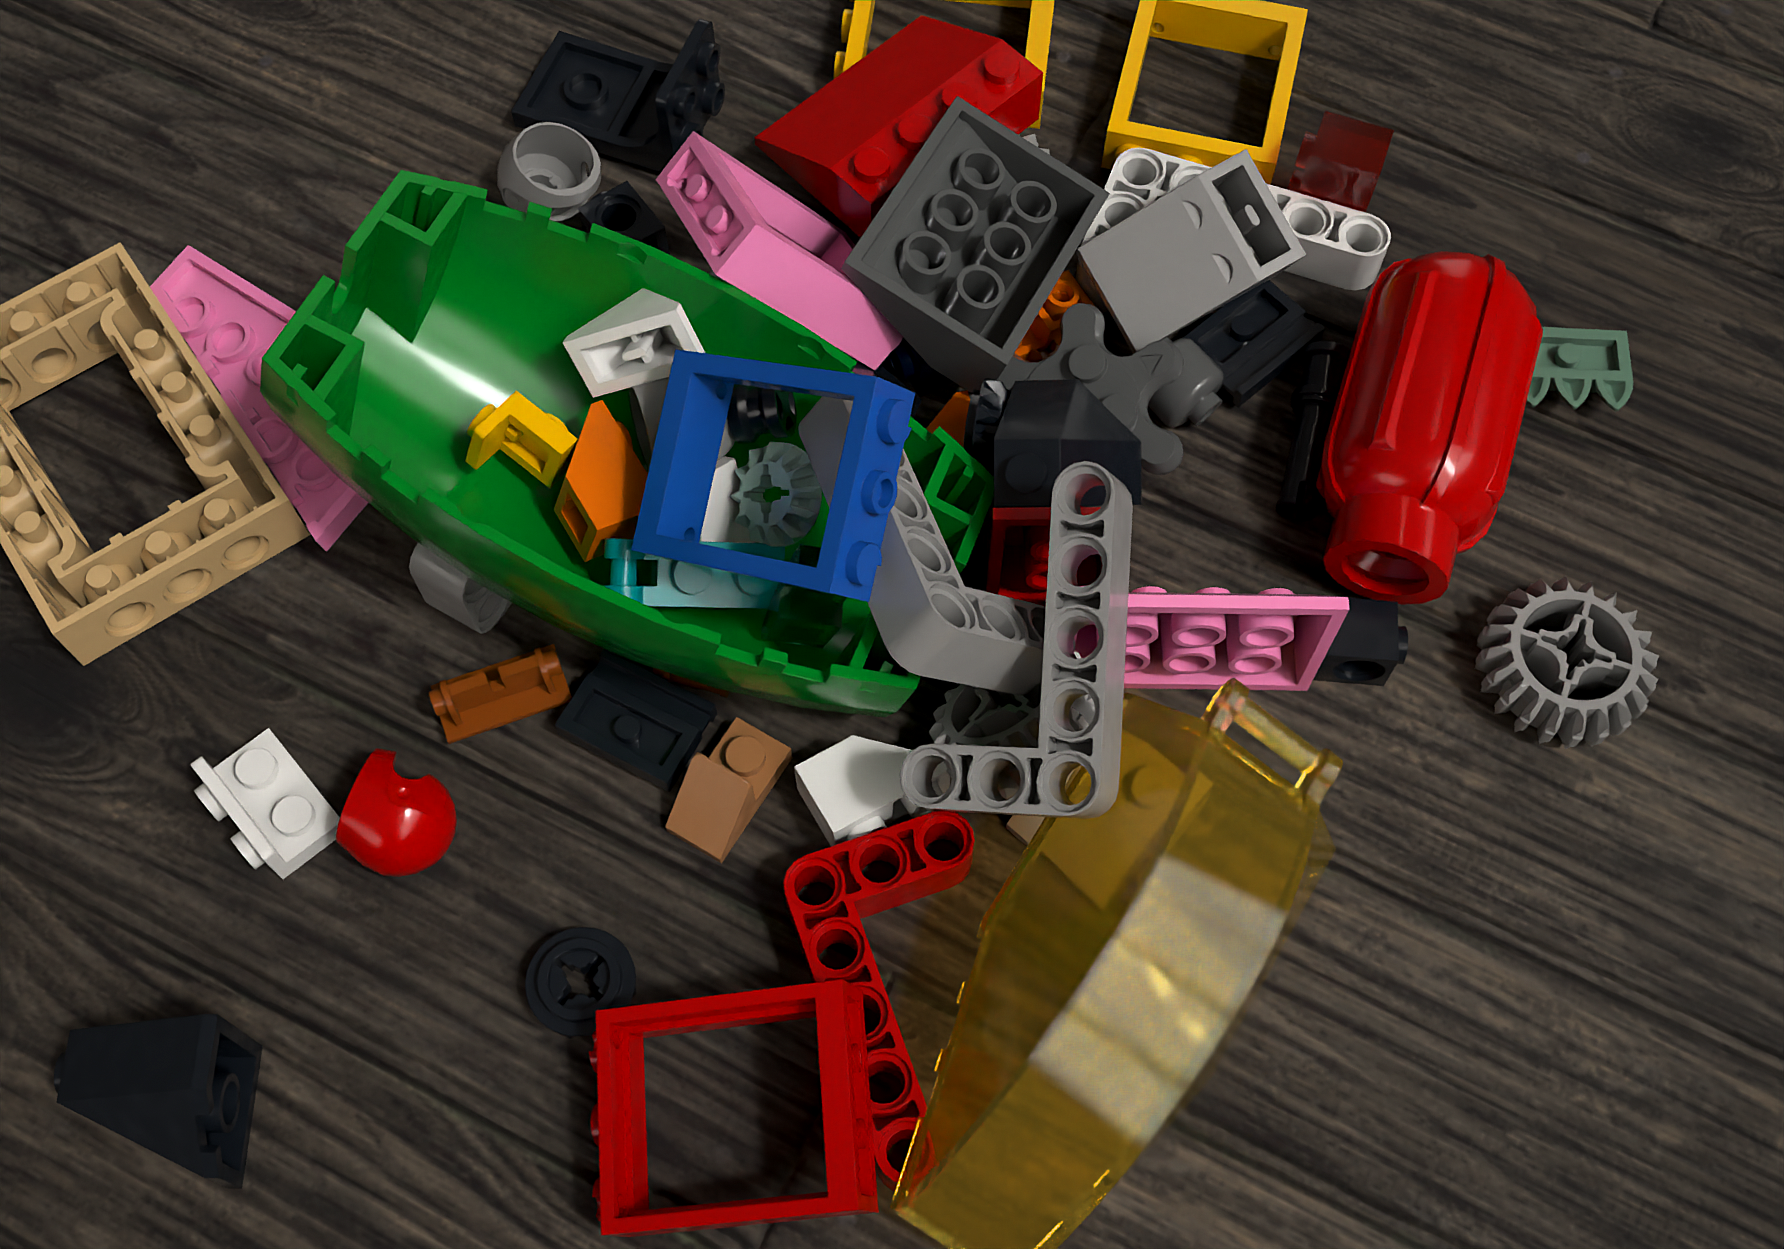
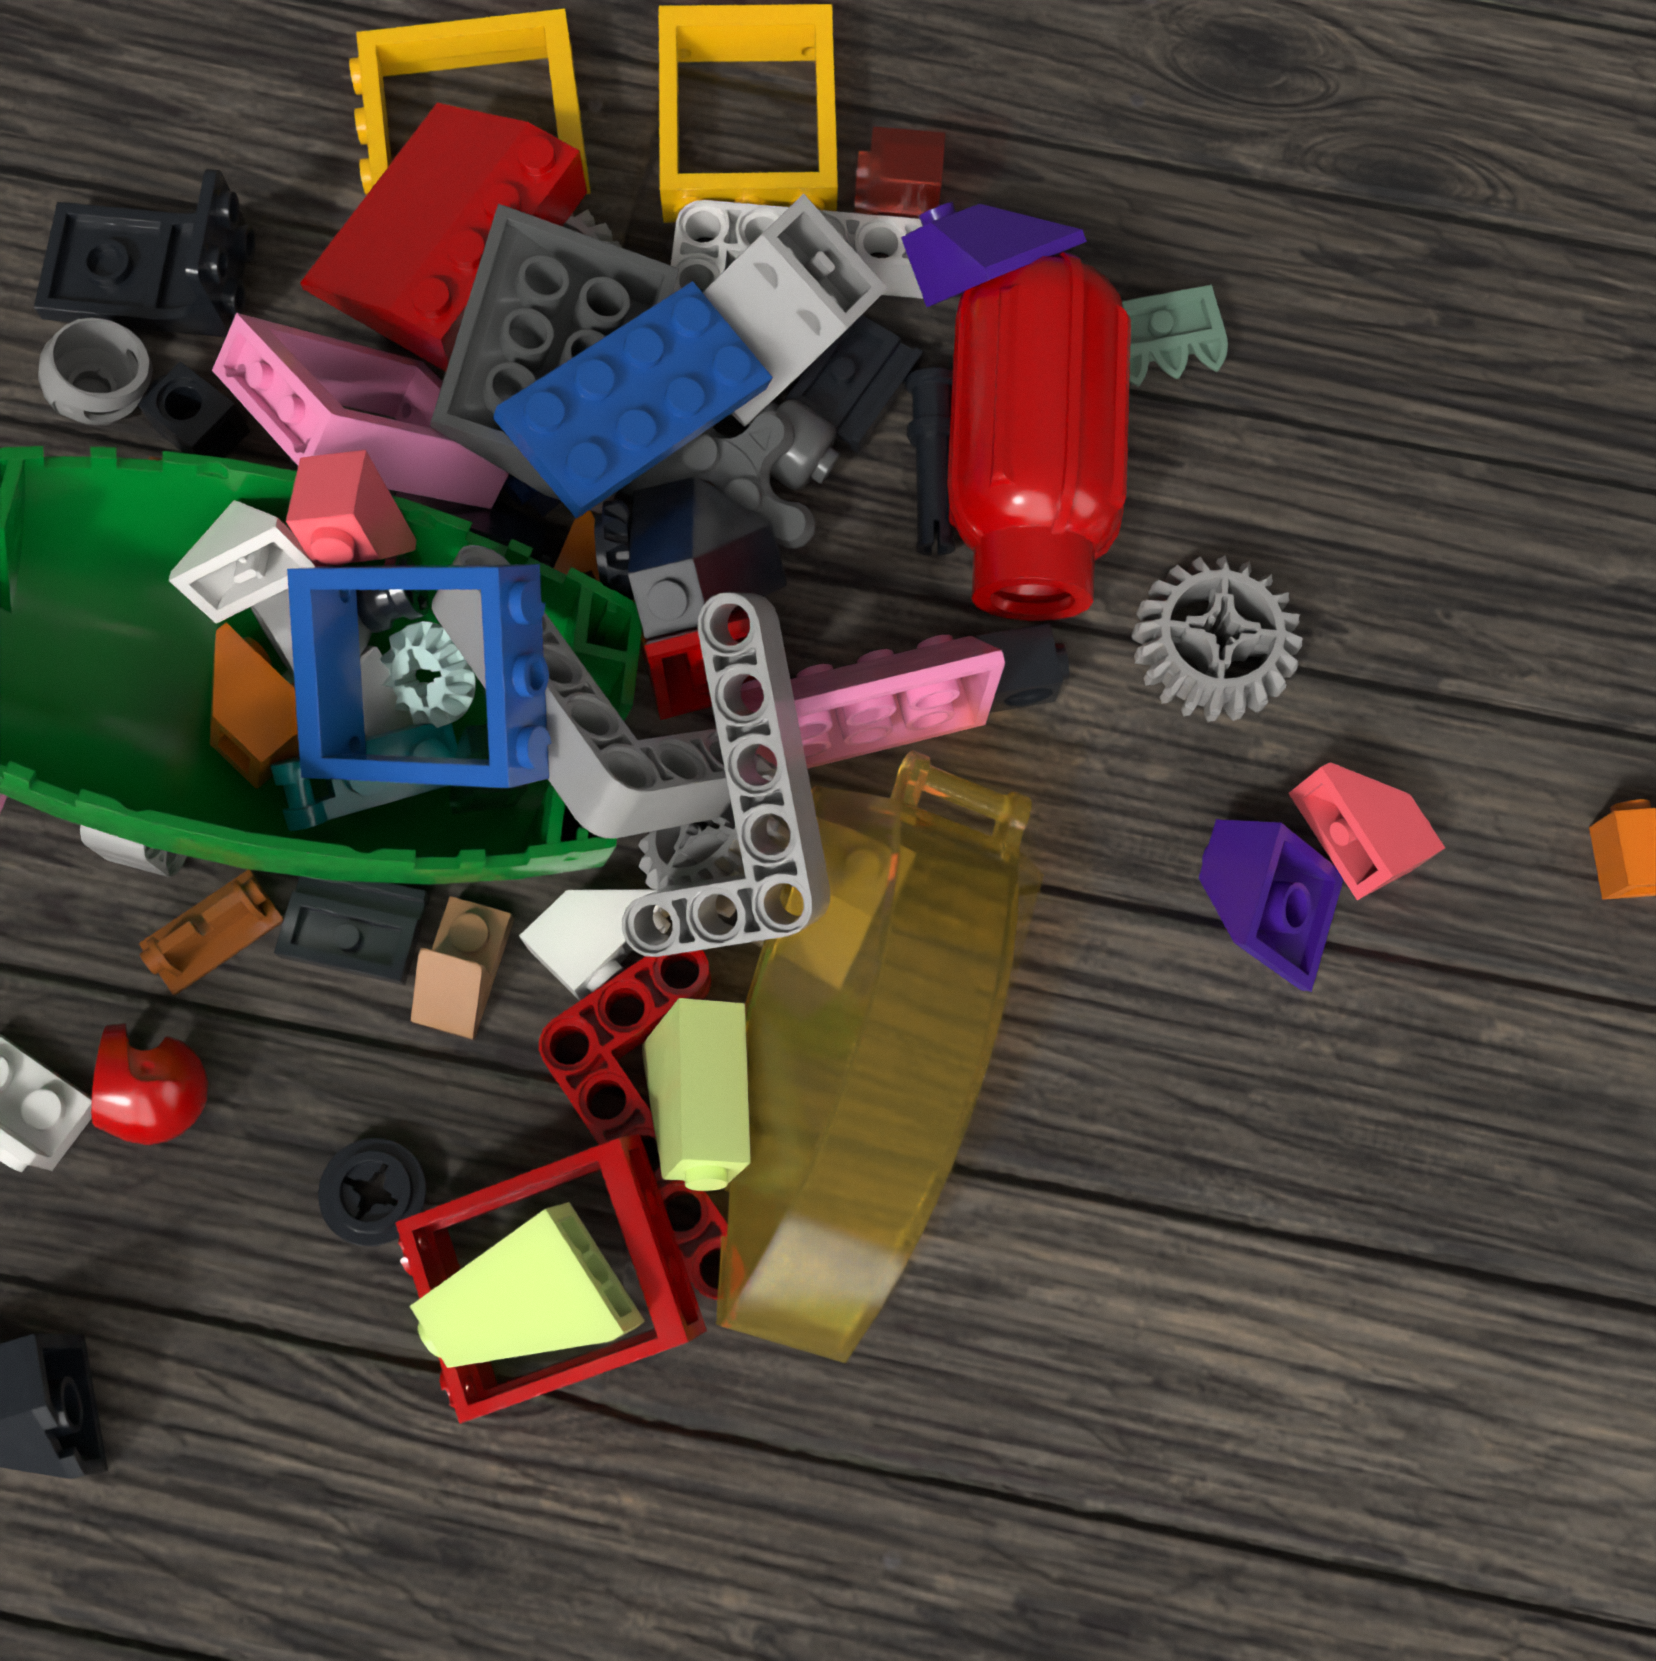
camera: 20 degrees left, 10 degrees up
(526, 435) = (158, 676): yellow bracket -> none
(707, 1113) = (528, 1296): none -> yellowish green slope
(744, 311) = (346, 511): none -> coral slope
(935, 960) = (699, 1092): none -> yellowish green slope
(1037, 292) = (632, 399): none -> blue plate
(1390, 233) = (977, 245): none -> dark purple slope
(1577, 928) = (1272, 895): none -> dark purple slope
(1690, 885) = (1365, 827): none -> coral slope

